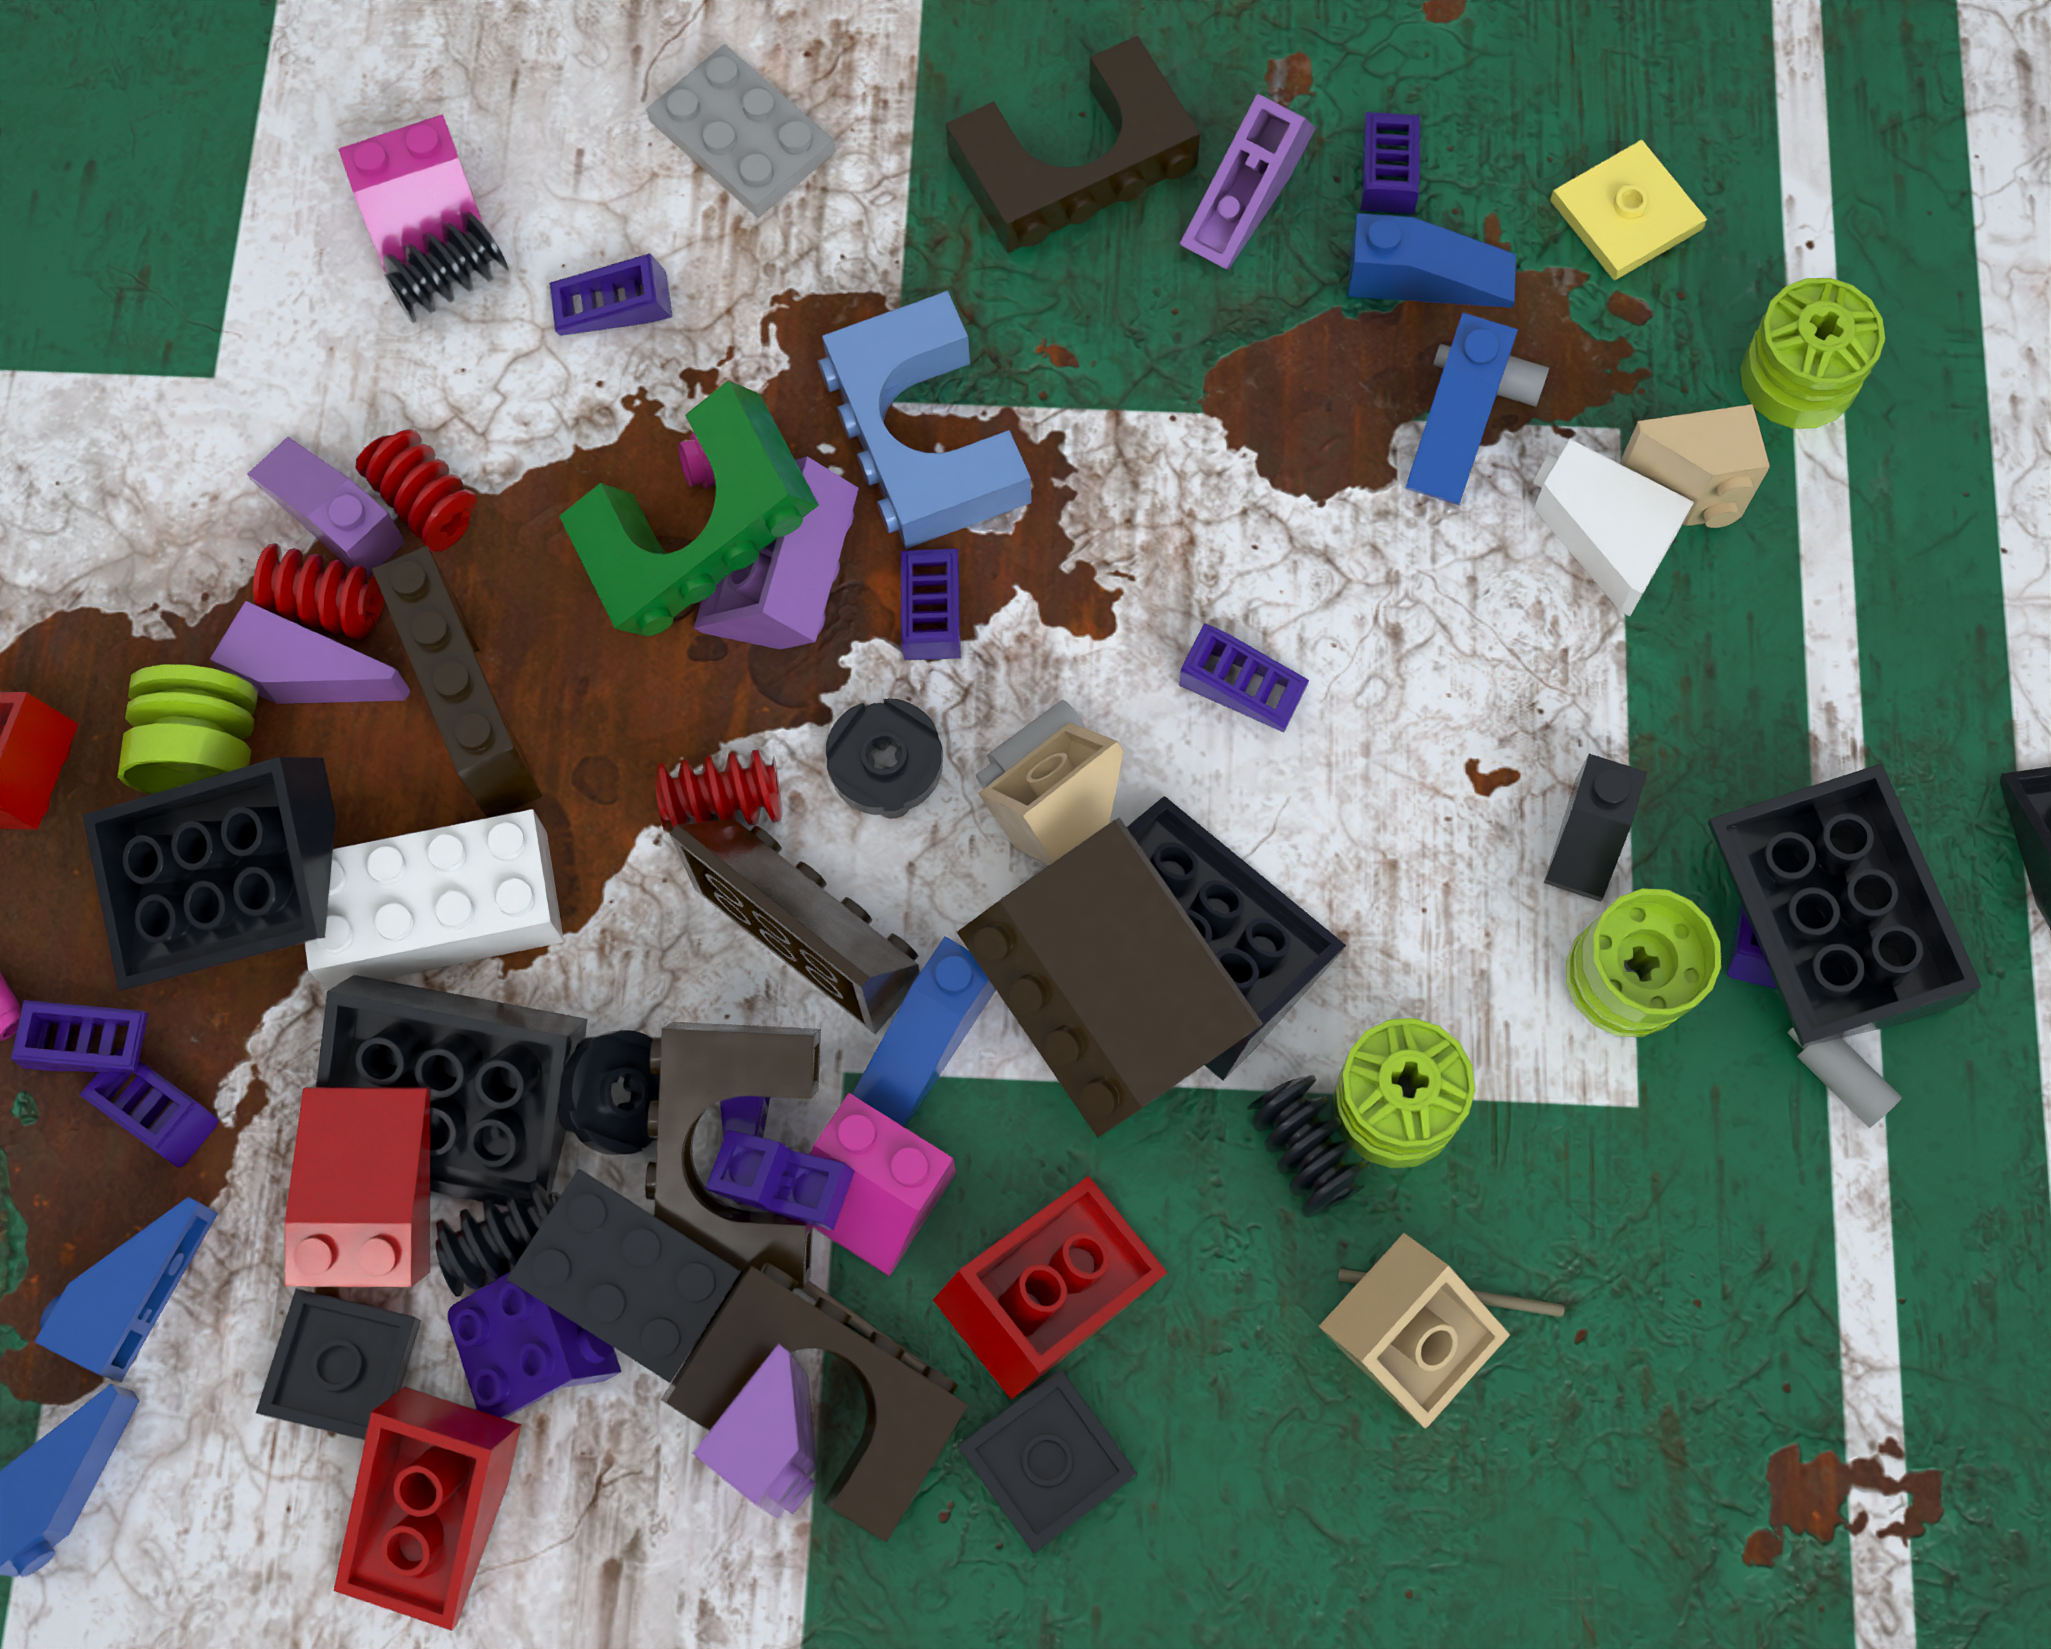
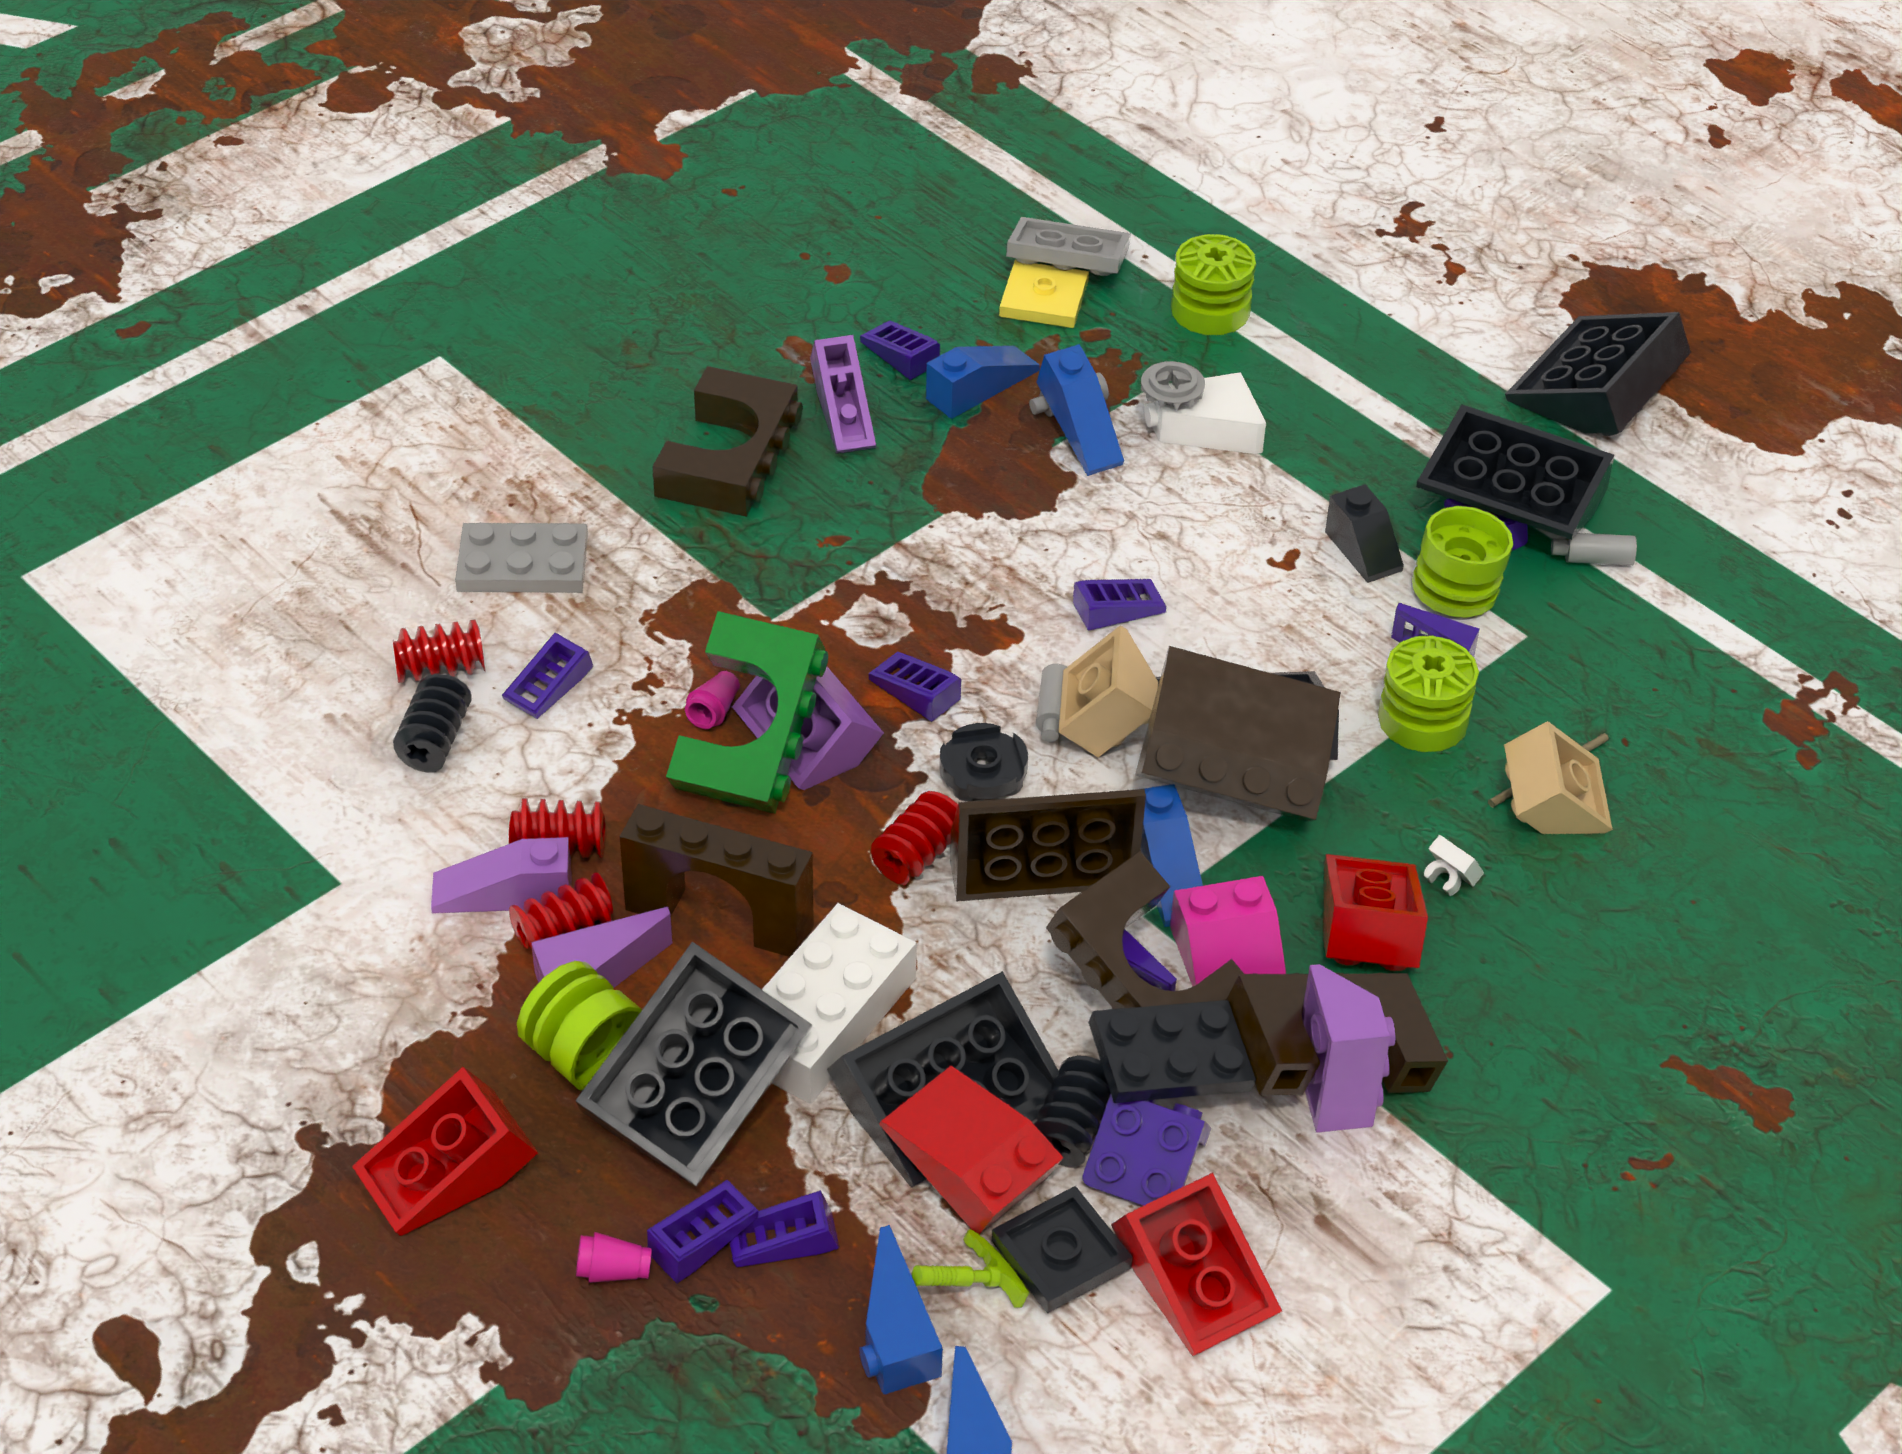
camera: 50 degrees left, 25 degrees down
(222, 1313) = (996, 1272): none -> lime piece
(408, 185) = (359, 703): dark pink slope -> none
(532, 185) = (438, 650): none -> red piece
(587, 1098) = (1051, 1001): black plate -> none
(780, 1179) = (1187, 956): dark purple slope -> none
(921, 490) = (851, 633): medium blue arch -> none
(1047, 1461) = (1469, 979): black plate -> none
(1195, 1315) = (1453, 861): none -> white tile
(1307, 1145) = (1411, 751): black piece -> none
(1517, 1039) = (1434, 626): none -> dark purple slope
(1579, 437) = (1186, 378): none -> light grey gear
(1704, 456) = (1228, 345): tan slope -> none
(1718, 167) = (1068, 246): none -> light grey plate

